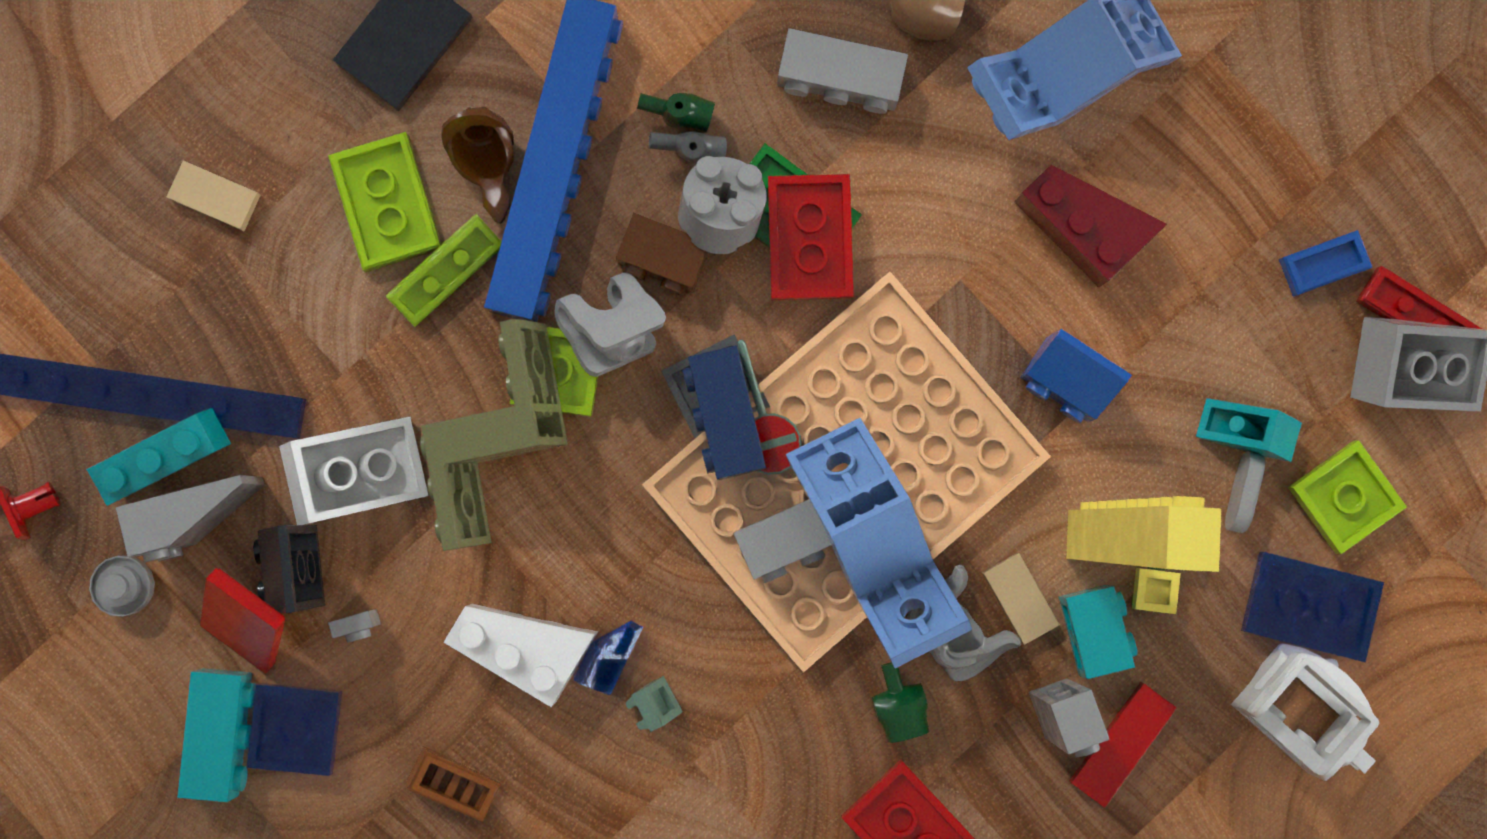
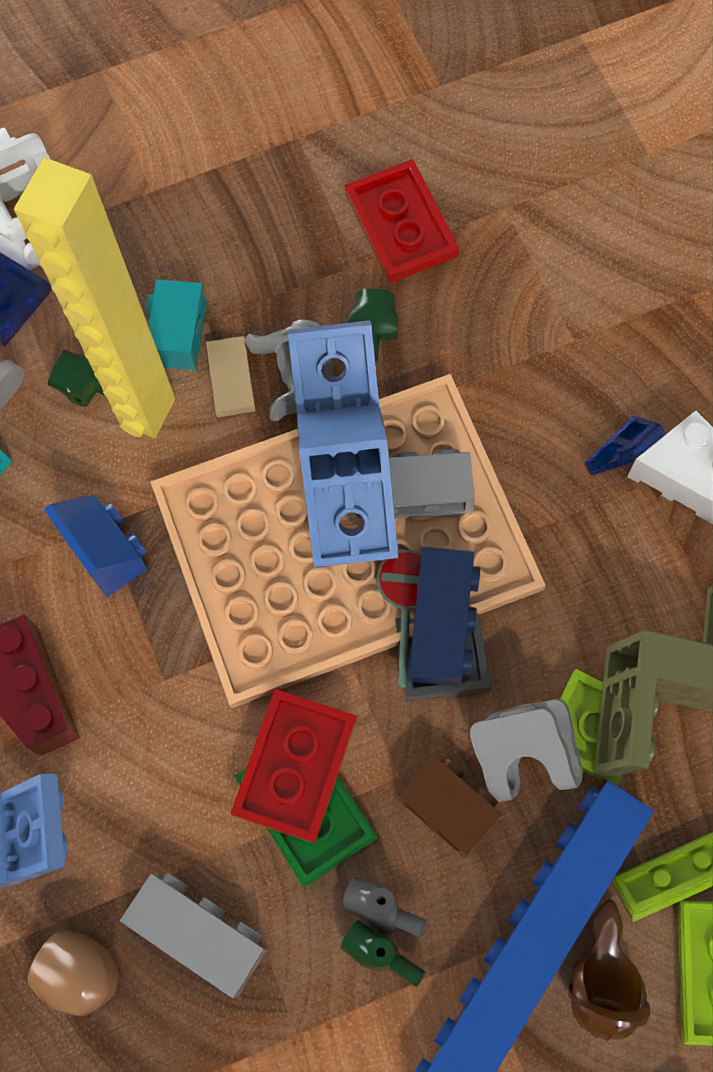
camera: 150 degrees left, 15 degrees down
(655, 704) = (595, 391): sand green tile -> none
(722, 204) = (349, 833): light grey brick -> none
(1069, 717) = (230, 250): light grey brick -> none
(1129, 737) = (193, 235): red tile -> none

